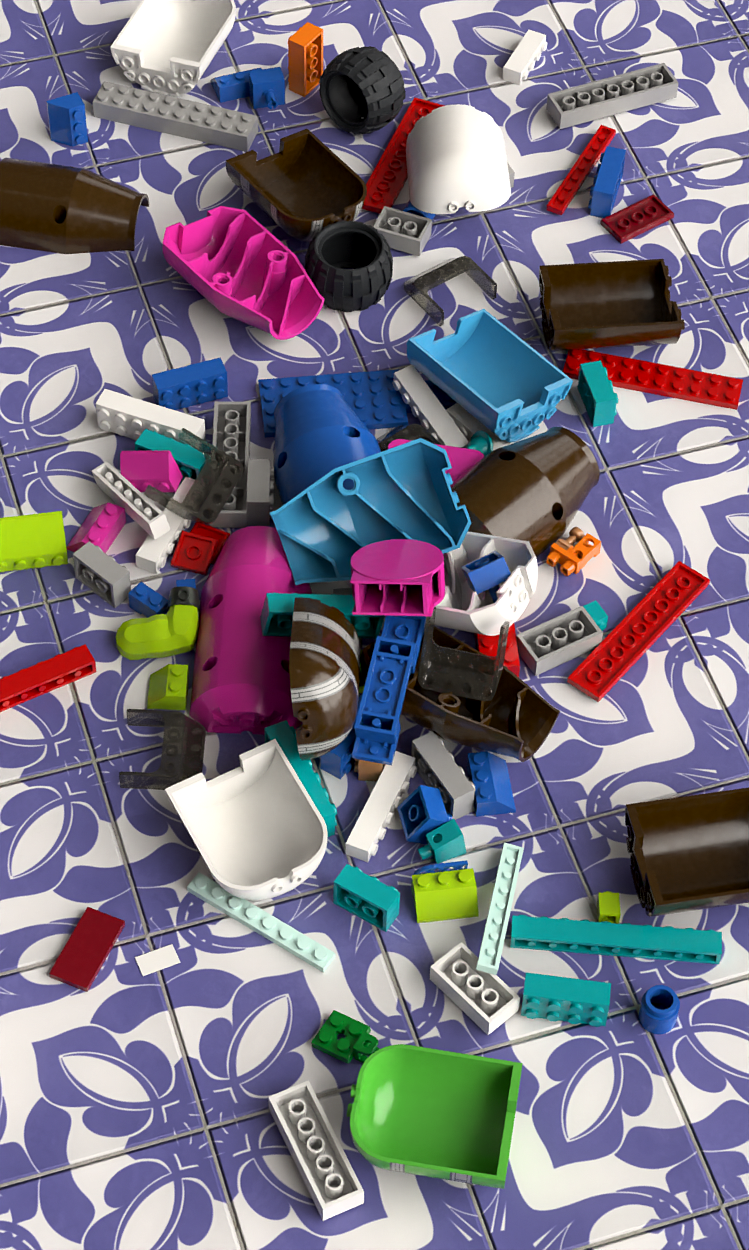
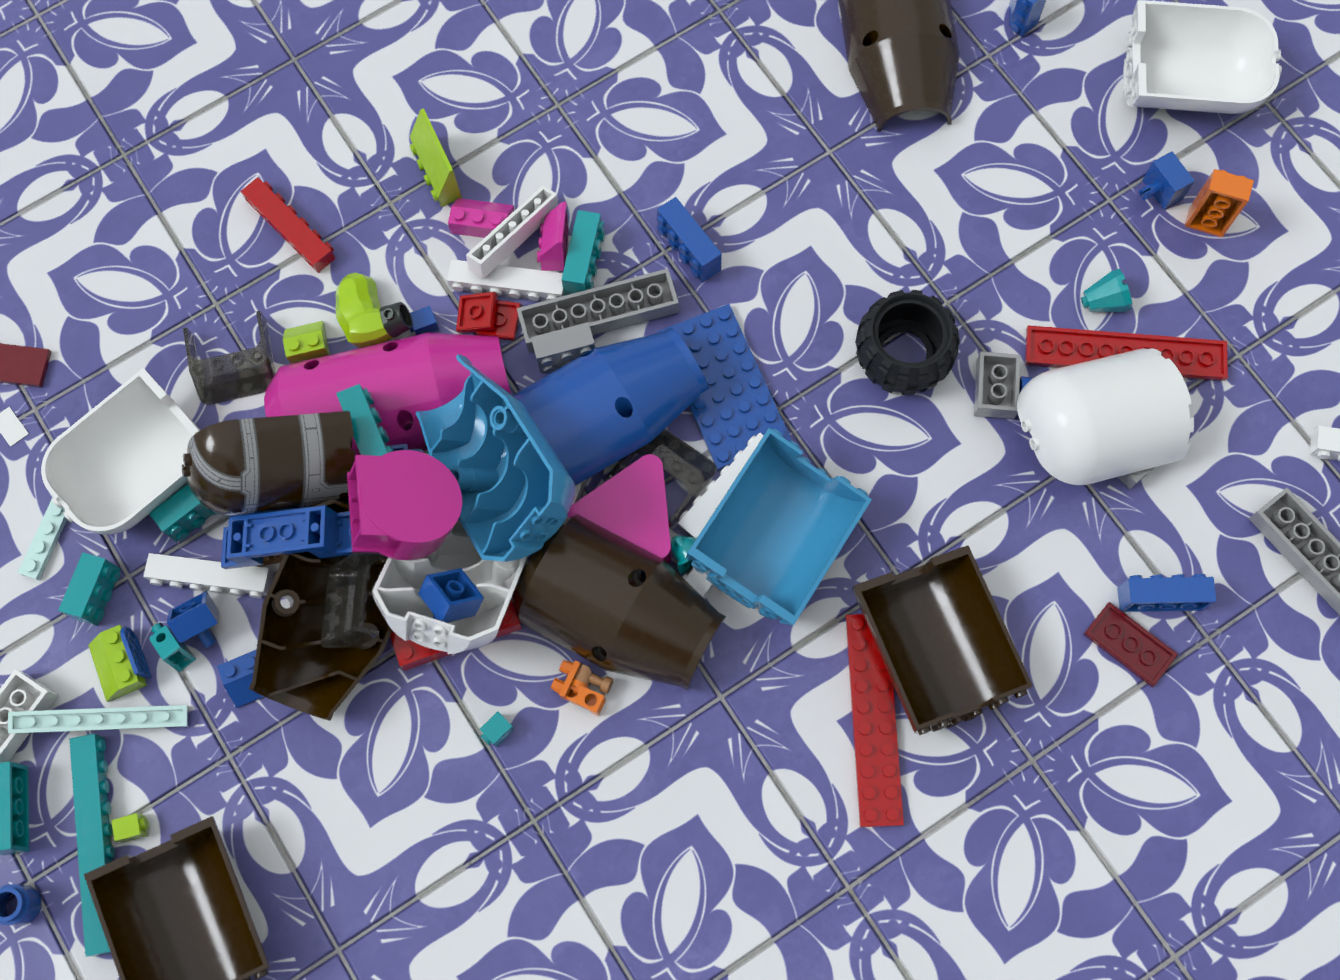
camera: 80 degrees right, 20 degrees up
(102, 574) = (418, 237): light grey brick -> none
(132, 416) = (624, 219): white brick -> none
(147, 601) = (401, 288): blue brick -> none
(175, 116) = (1088, 106): light grey brick -> none
(211, 486) = (534, 297): clear smoke windscreen -> none
(232, 86) = (1163, 139): blue slope -> none
(244, 271) = (849, 236): dark pink cylinder -> none
(300, 185) = (1003, 256): dark brown cylinder -> none
(349, 145) = (1108, 294): none -> teal cone
(362, 85) = (1188, 276): black tyre -> none
(420, 284) = (943, 442): clear smoke windscreen -> none
(440, 771) = (240, 628): light grey brick -> none
(558, 640) = (450, 699): light grey brick -> none
(580, 170) = (1186, 559): red plate -> none
(597, 393) = (815, 659): teal brick -> none
(638, 631) = (495, 783): red plate -> none

